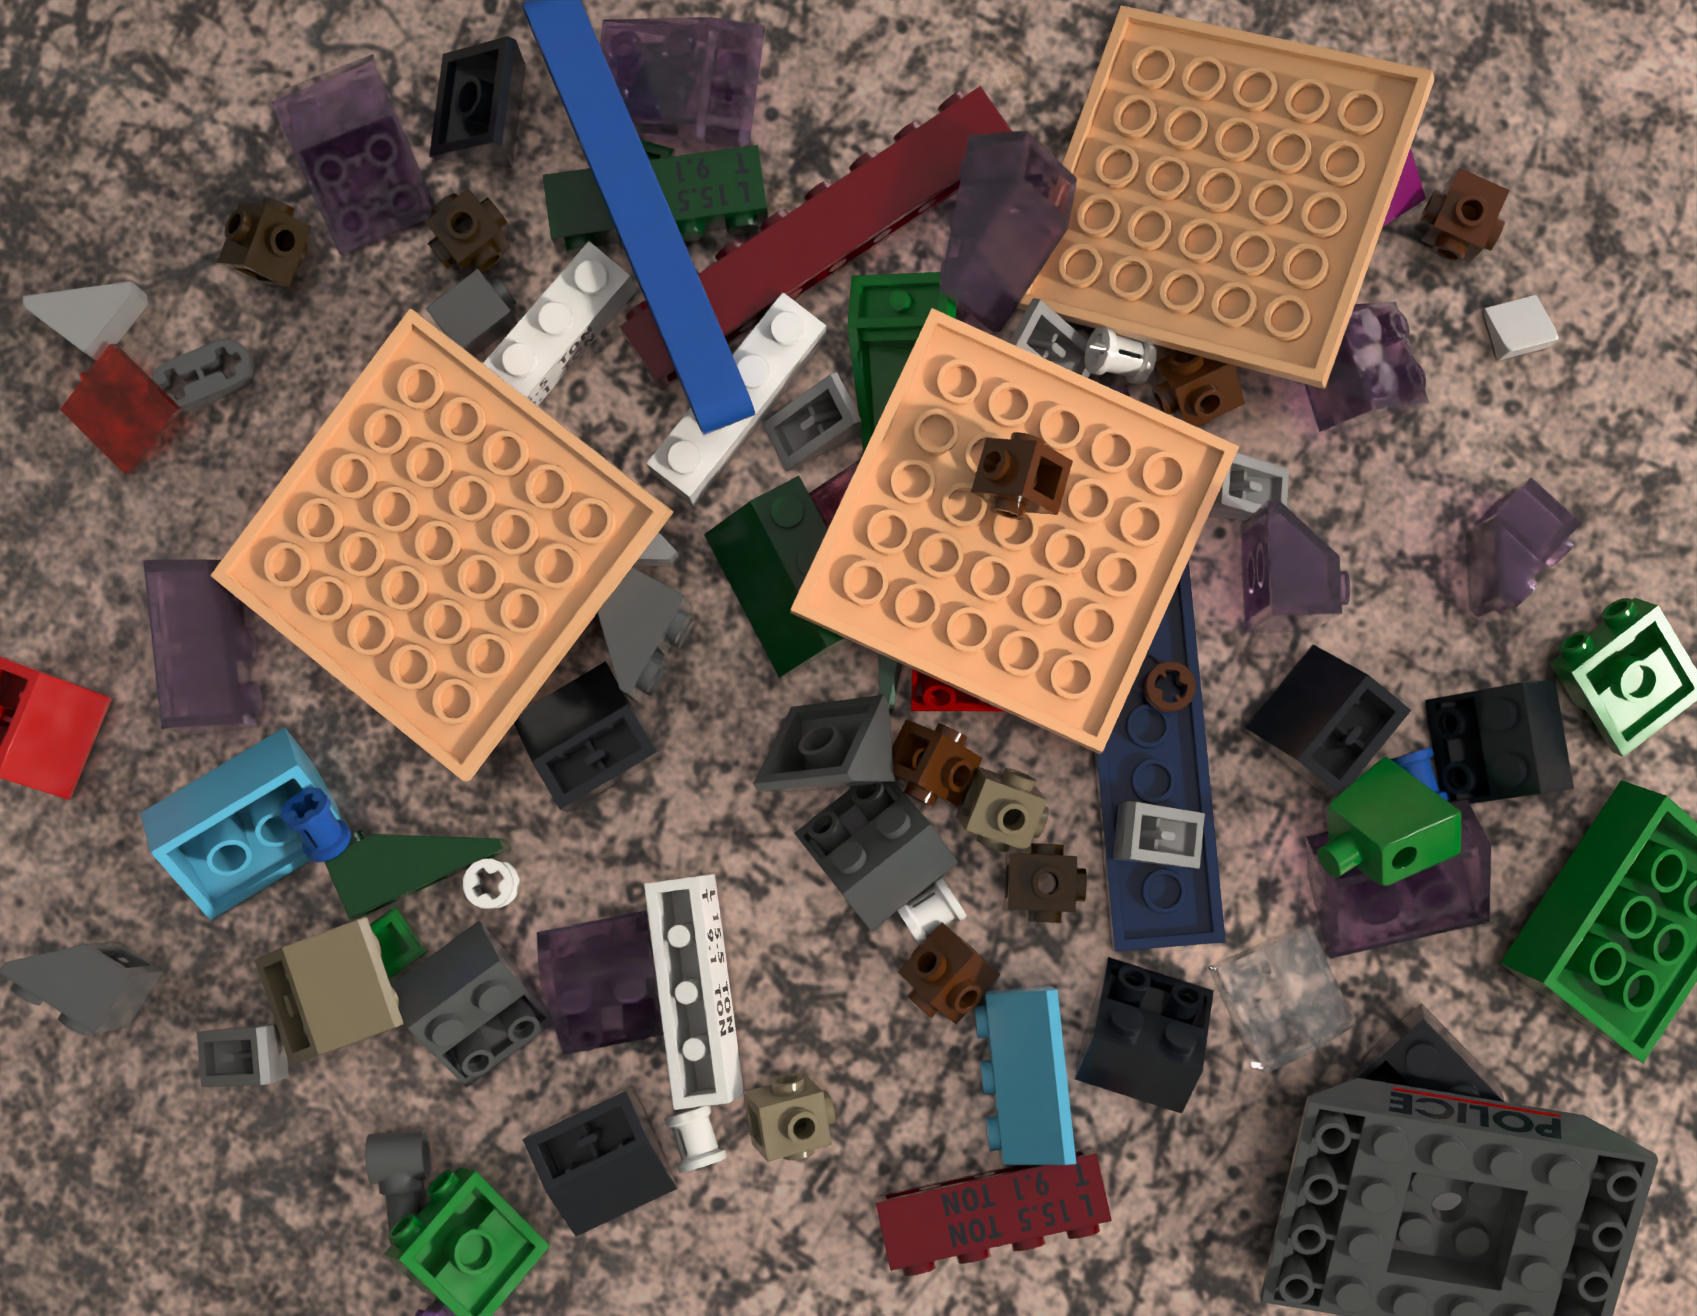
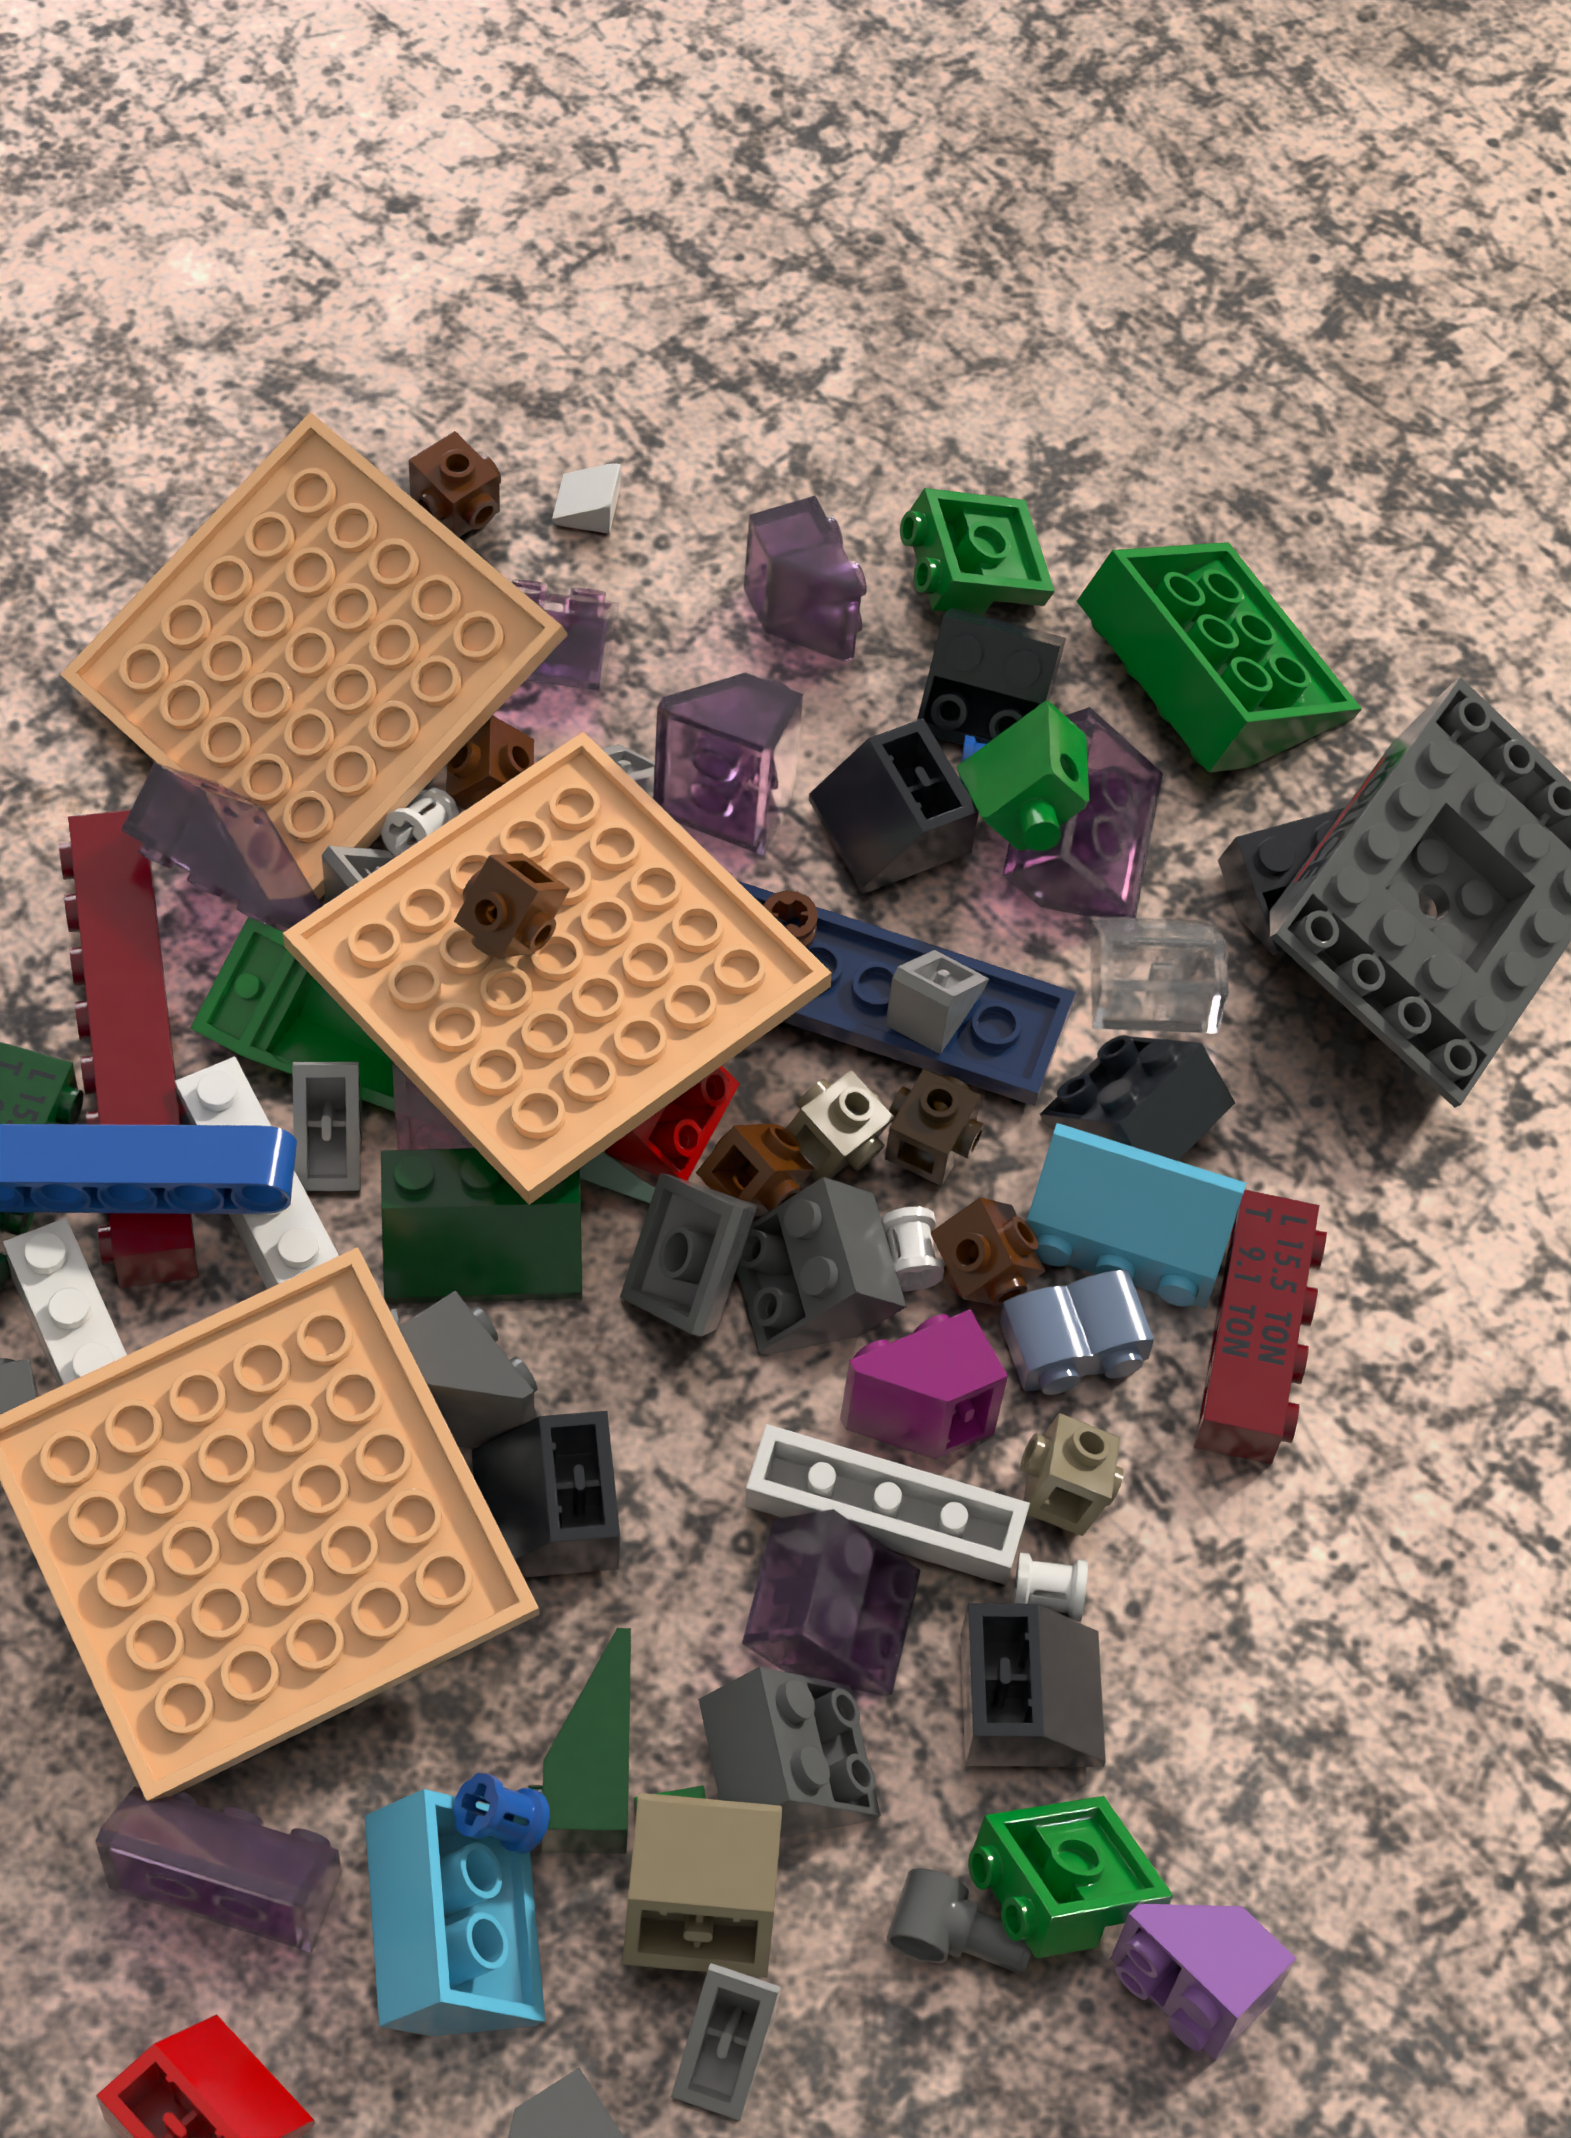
camera: 70 degrees left, 25 degrees down
(474, 880) = (678, 1665): white bush -> none
(801, 985) = (926, 1388): none -> magenta slope
(917, 1070) = (1076, 1332): none -> sand blue brick

